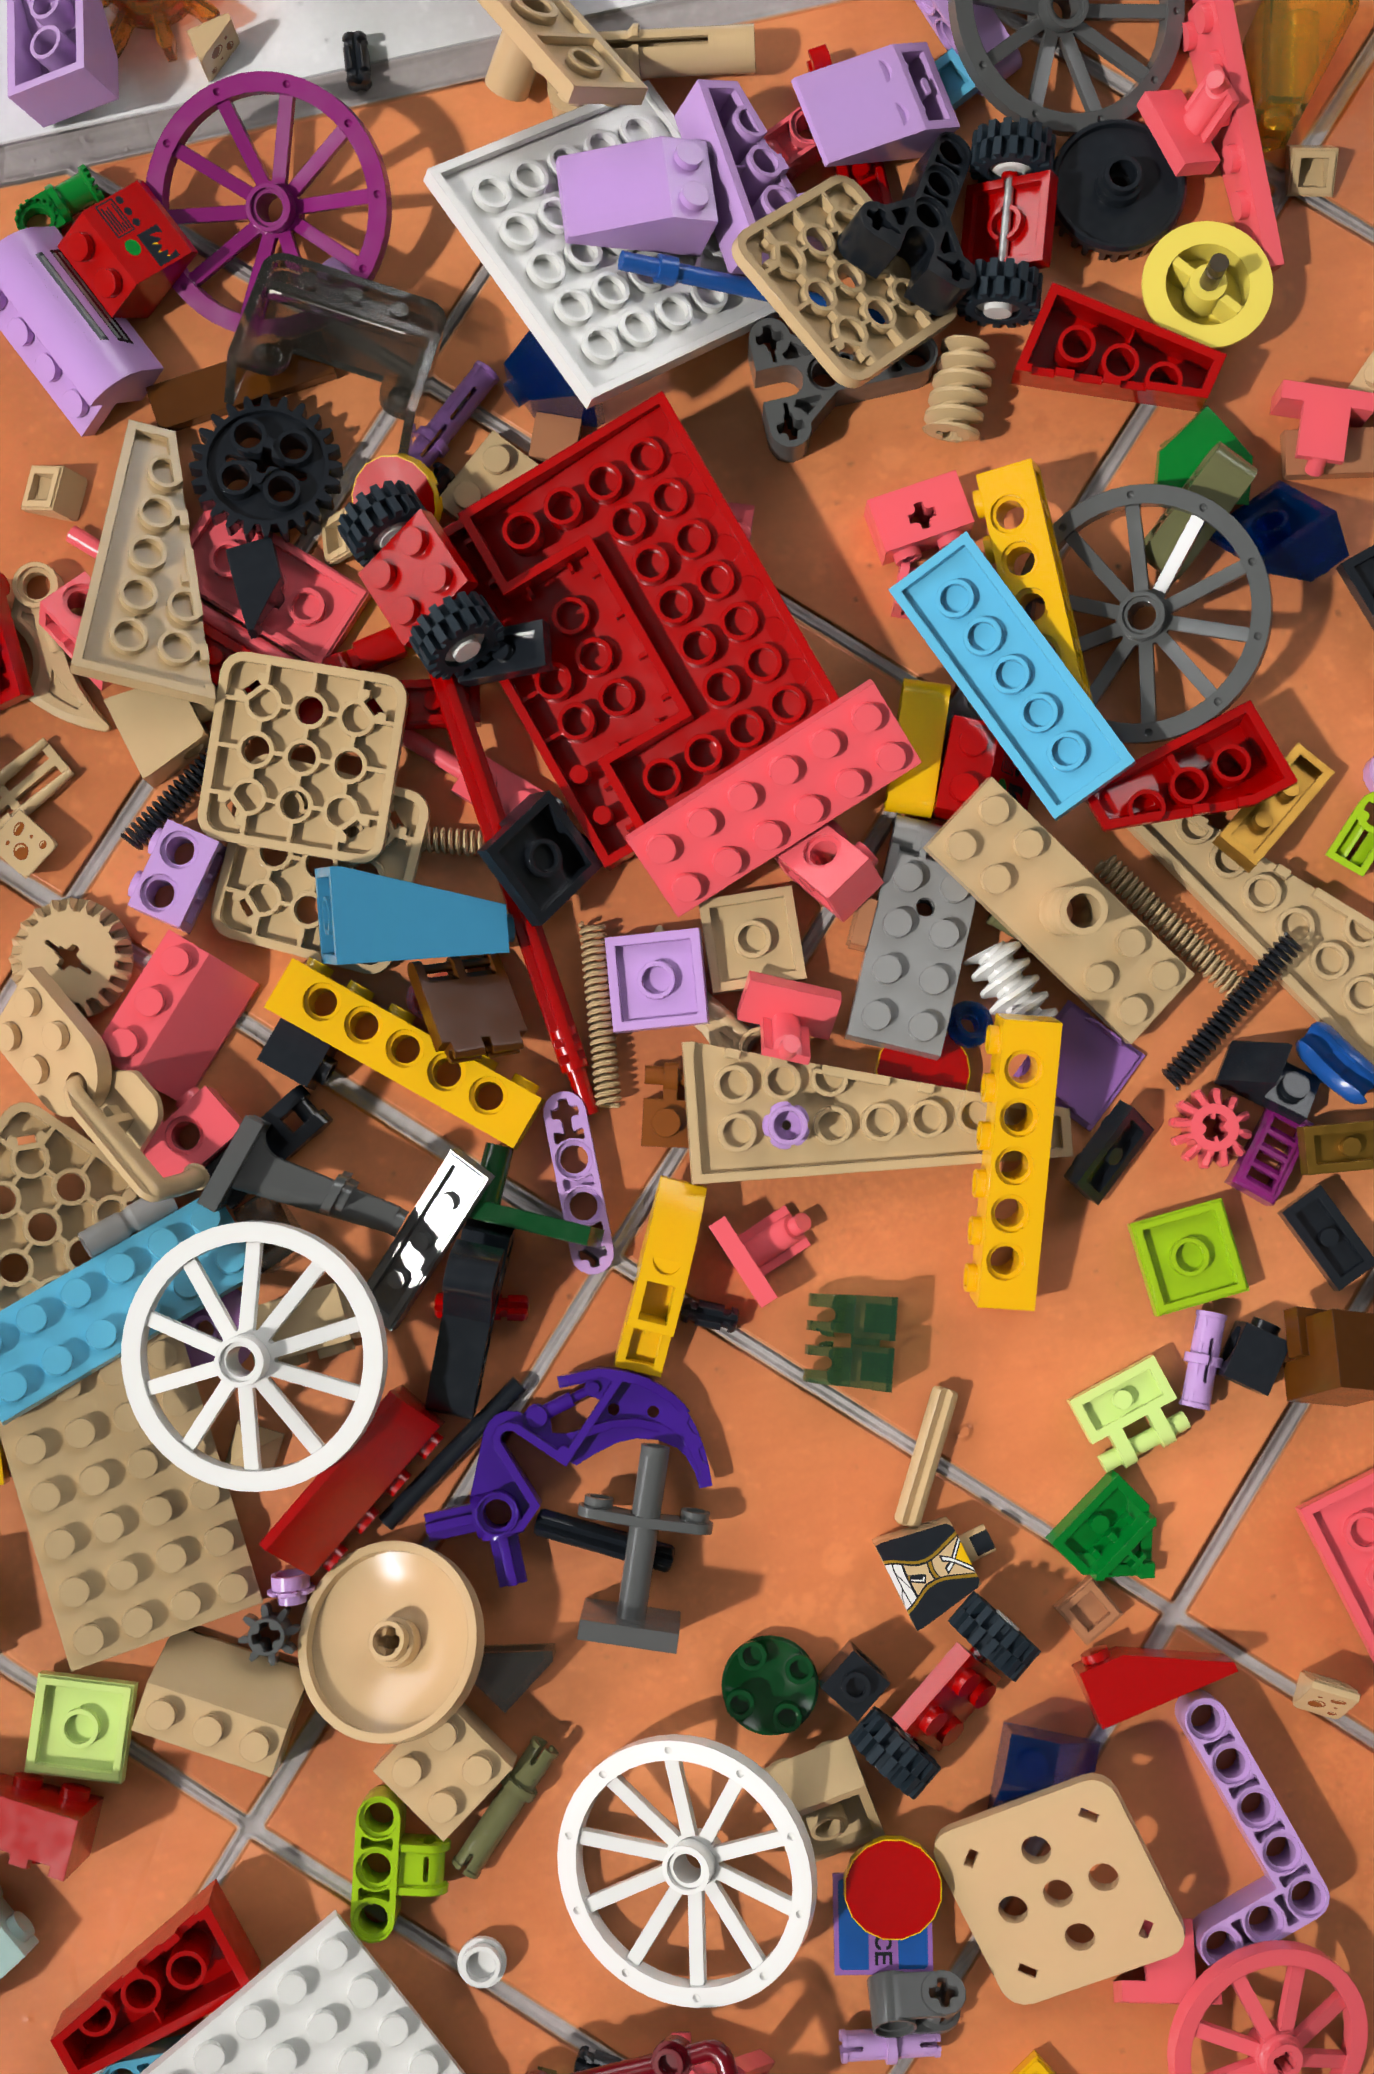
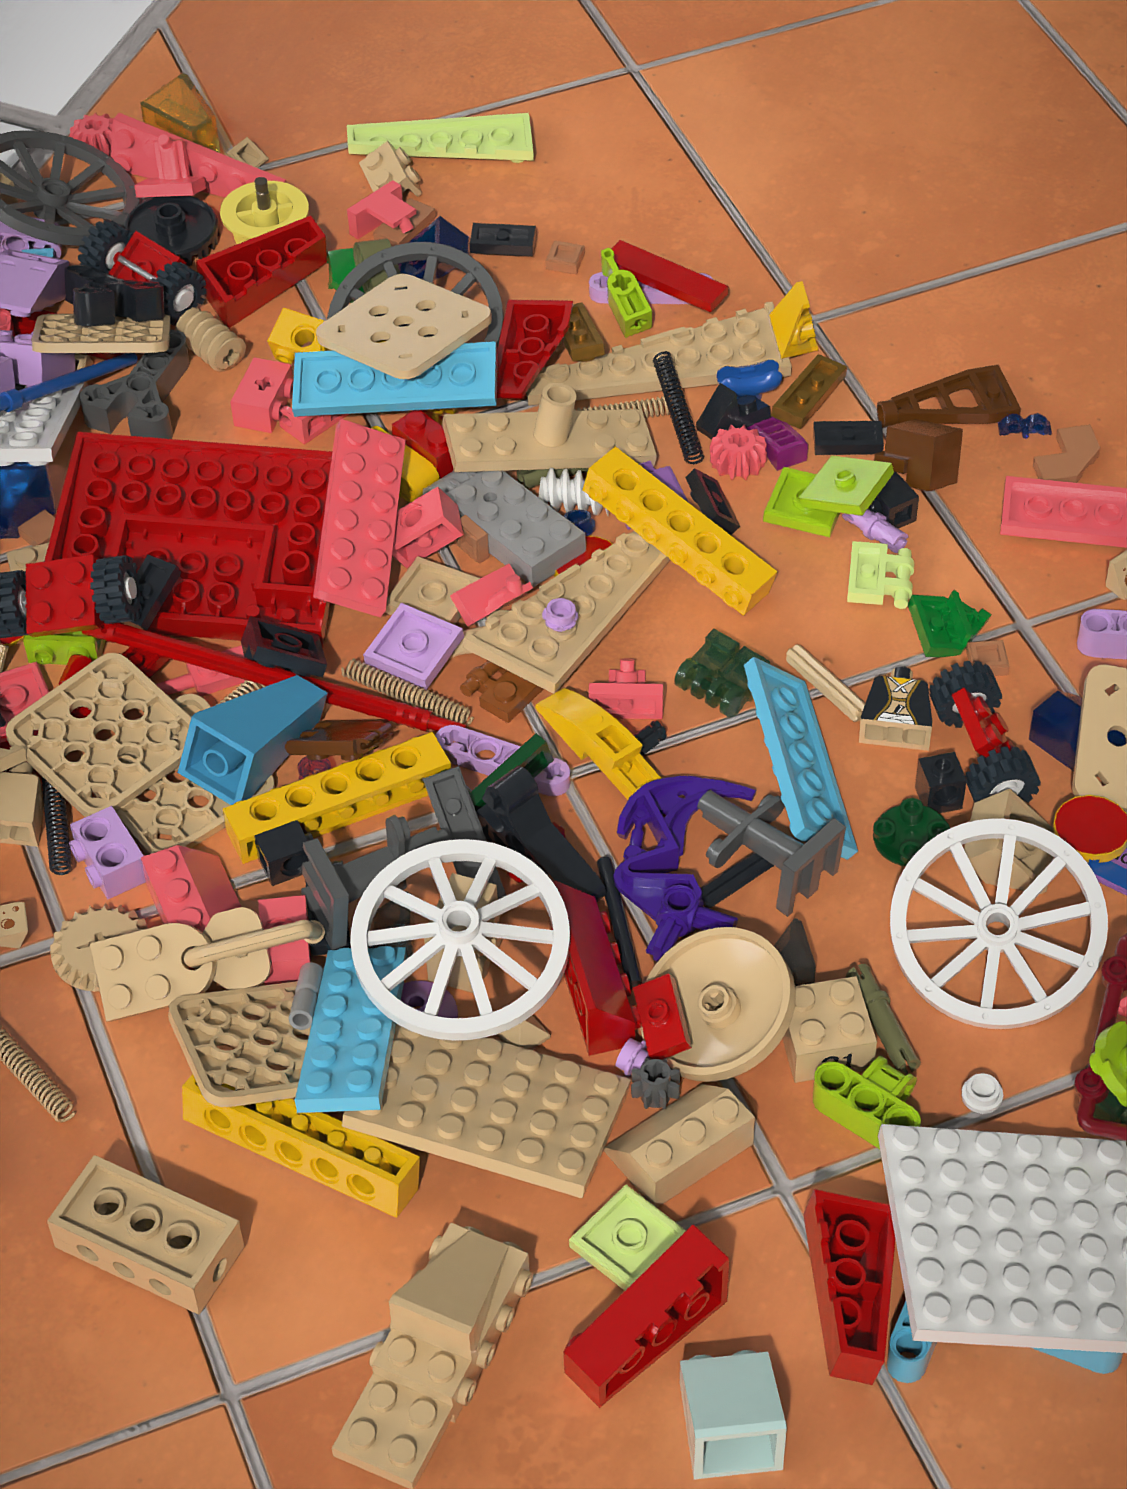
camera: 55 degrees left, 35 degrees down
(342, 1594) = (662, 1017): none -> red plate
(779, 1510) = (797, 752): none -> medium azure plate
(1052, 659) = (406, 351): none -> tan piece
(1134, 1680) = (1047, 649): red slope -> none
(1224, 1304) = (846, 485): none -> lime plate

